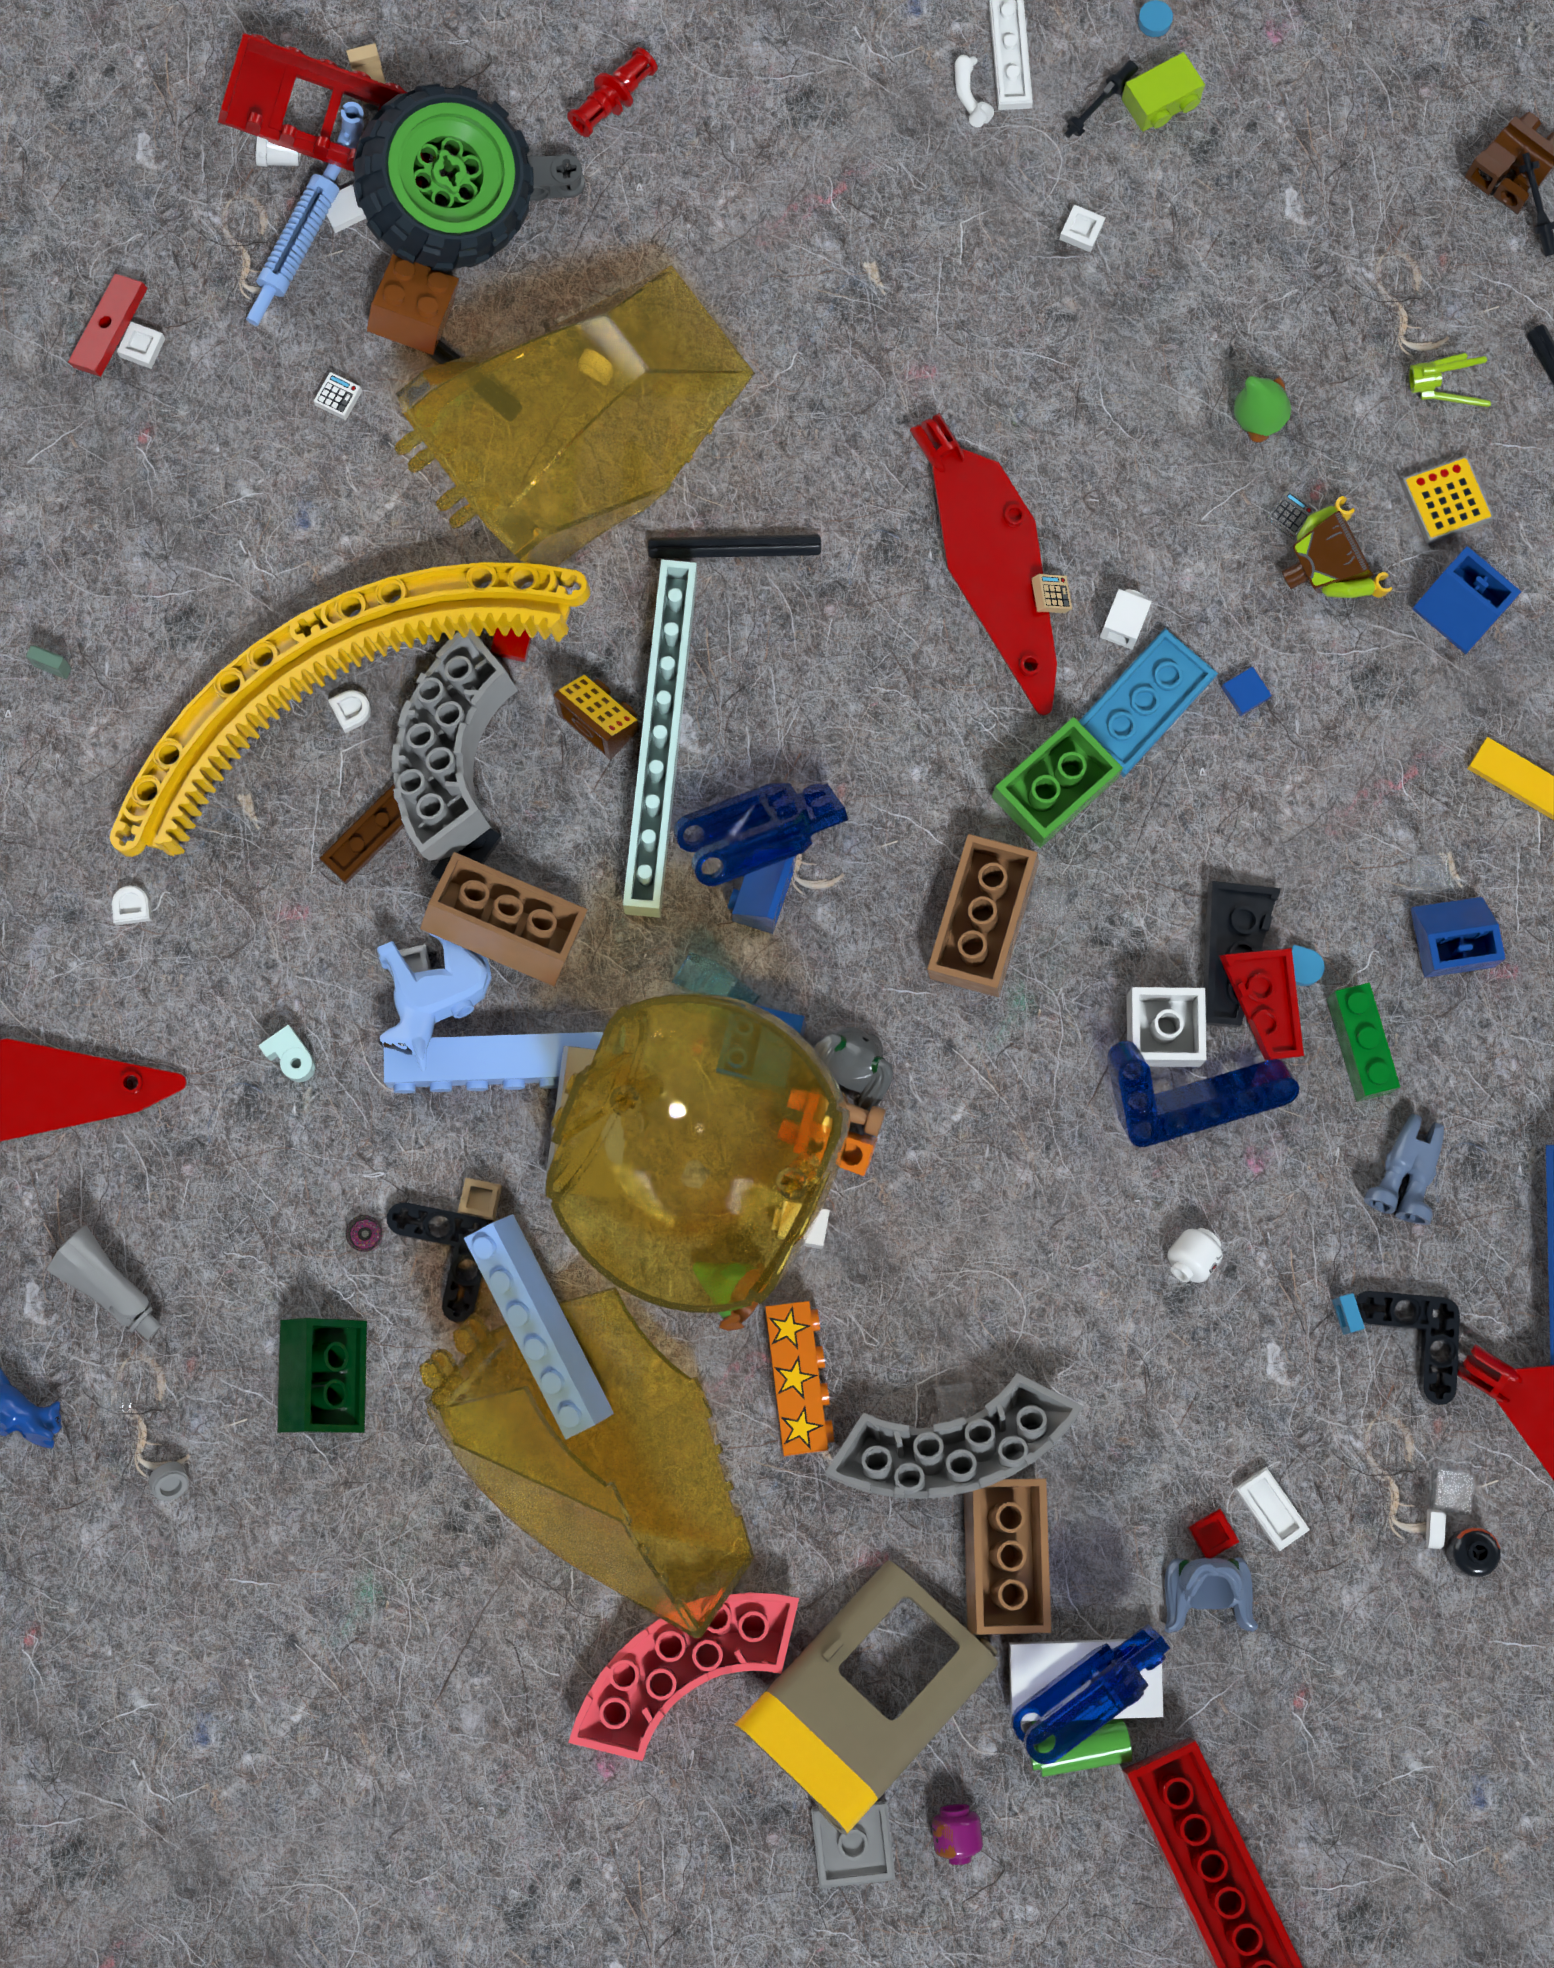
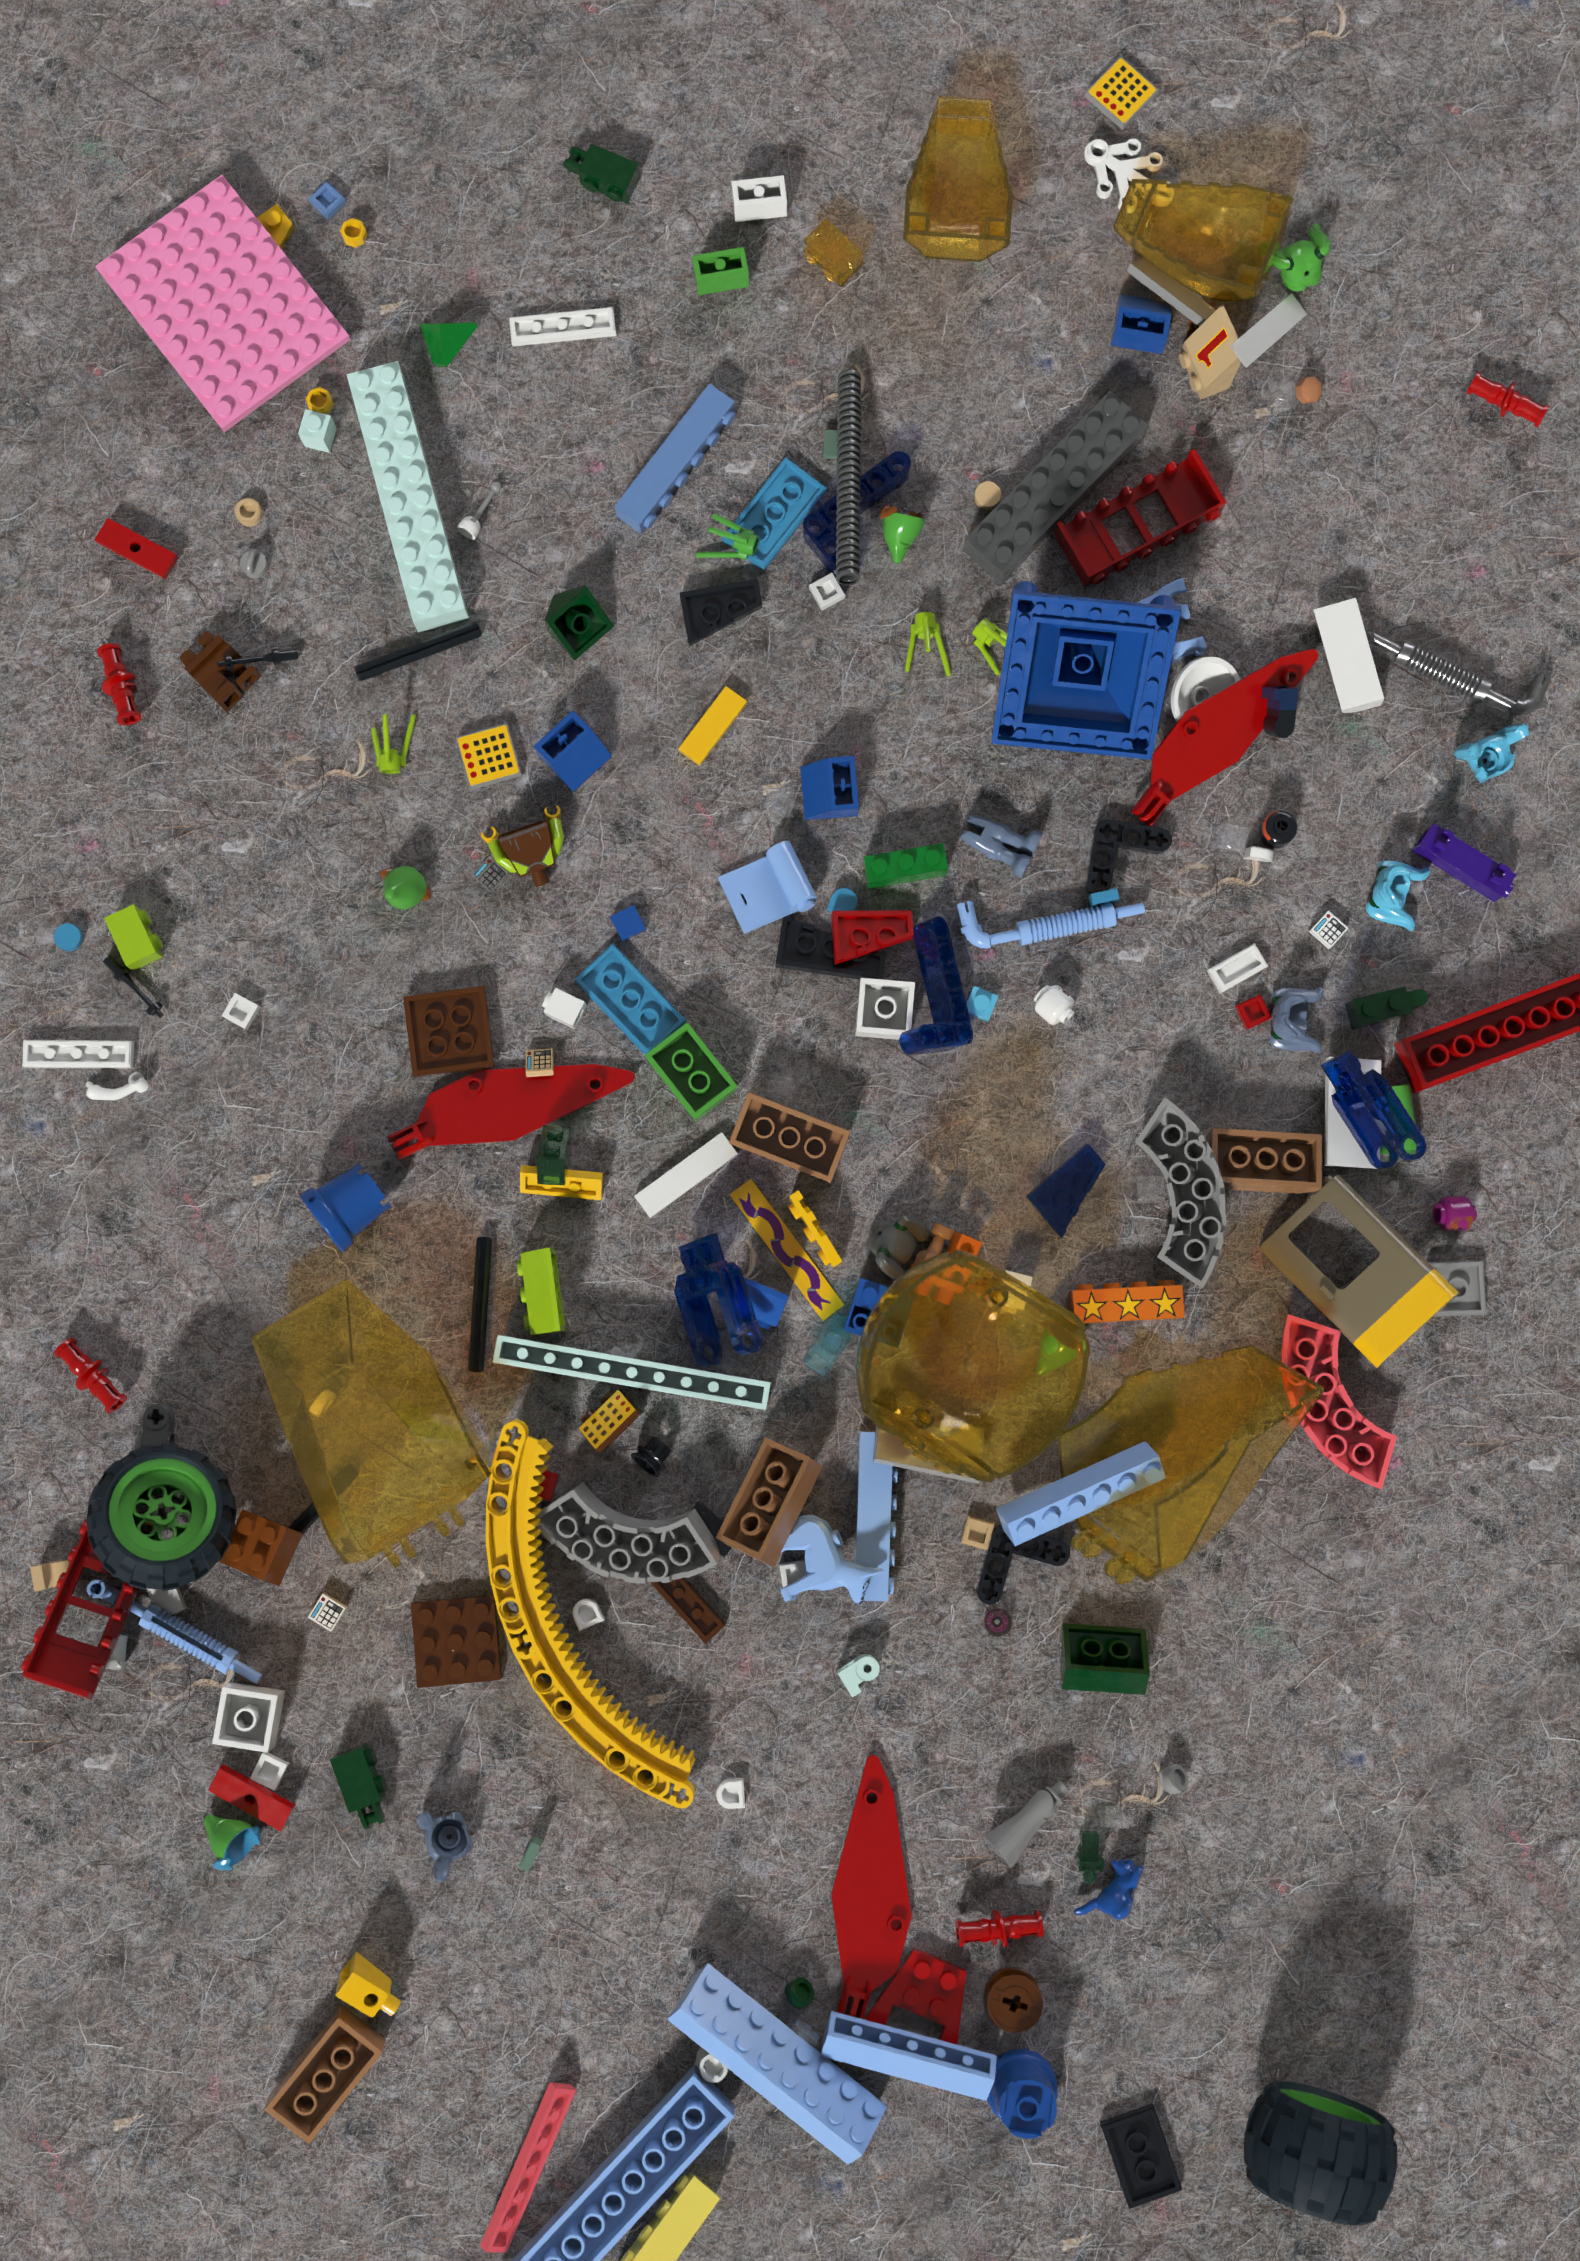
camera: 85 degrees left, 5 degrees up
(54, 304) = (230, 1840): none -> hat
(61, 547) = (438, 1846): none -> sand blue hair
(61, 1373) = (1089, 1856): none -> clear green piece
(128, 450) = (360, 1782): none -> dark green brick
(205, 310) = (248, 1717): none -> white brick
(307, 551) = (456, 1641): none -> reddish brown plate
(554, 772) = (652, 1454): none -> black piece
(756, 619) = (541, 1291): none -> lime slope
(834, 927) = (786, 1249): none -> yellow sticker
(845, 366) = (346, 1205): none -> blue piece
(864, 955) = (813, 1231): none -> yellow wing
(898, 632) = (578, 1184): none -> yellow plate
(921, 789) = (686, 1175): none -> white tile
(933, 615) = (553, 1155): none -> clear green brick
(946, 1288) = (1064, 1190): none -> clear blue wing
(1081, 479) = (449, 1031): none -> reddish brown plate
(1186, 1159) = (981, 1003): none -> medium azure plate
(1239, 1718) = (1384, 1006): none -> dark green brick
(1300, 1239) = (1046, 928): none -> light blue piece
(1312, 869) = (770, 887): none -> light blue door
(1339, 1635) = (1328, 929): none -> white tile
(1403, 1721) = (1391, 892): none -> medium azure hair
(1456, 1826) = (1465, 863): none -> dark purple brick
(1484, 44) = (119, 684): none -> red piece

